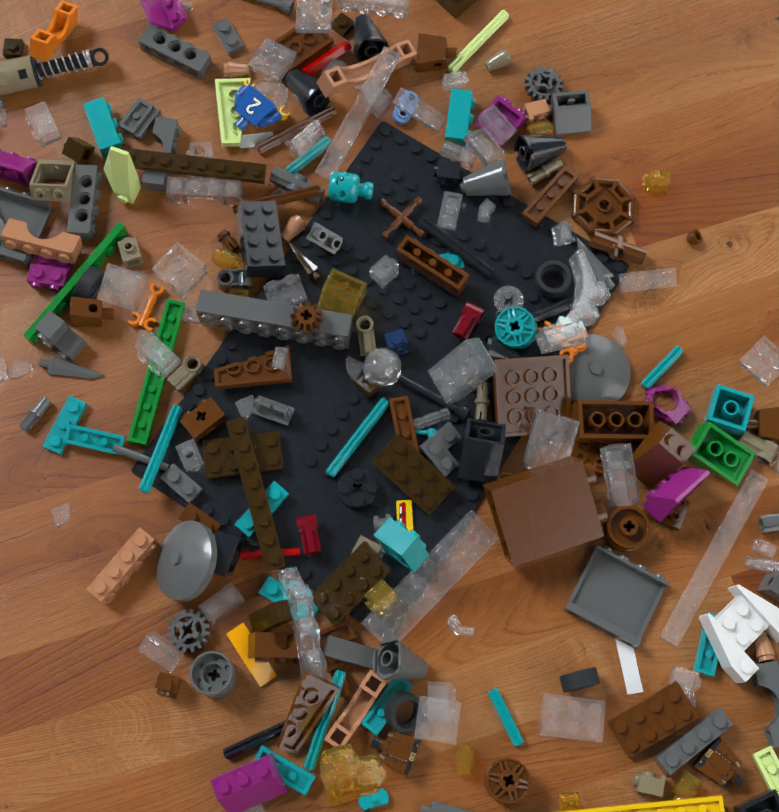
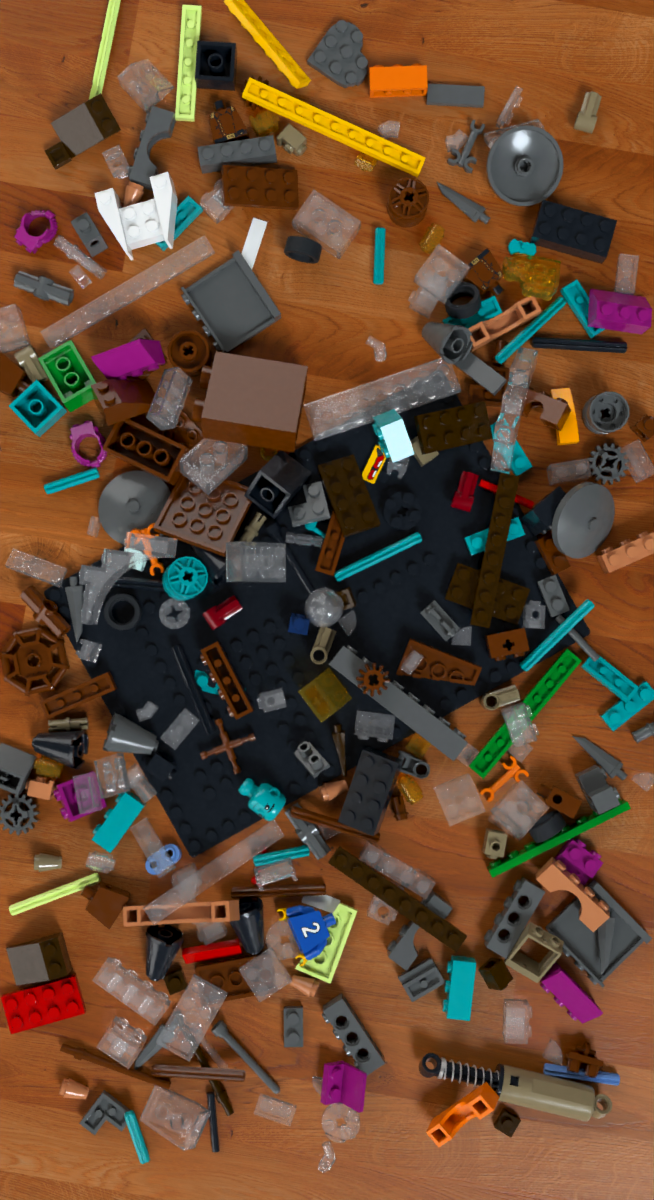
camera: 150 degrees left, 15 degrees up
(122, 175) = (470, 918): yellowish green wedge -> none
(270, 616) = (535, 435): dark brown beam -> none
(308, 707) = (543, 342): reddish brown wing -> none
(380, 597) = (435, 399): clear yellow brick -> none

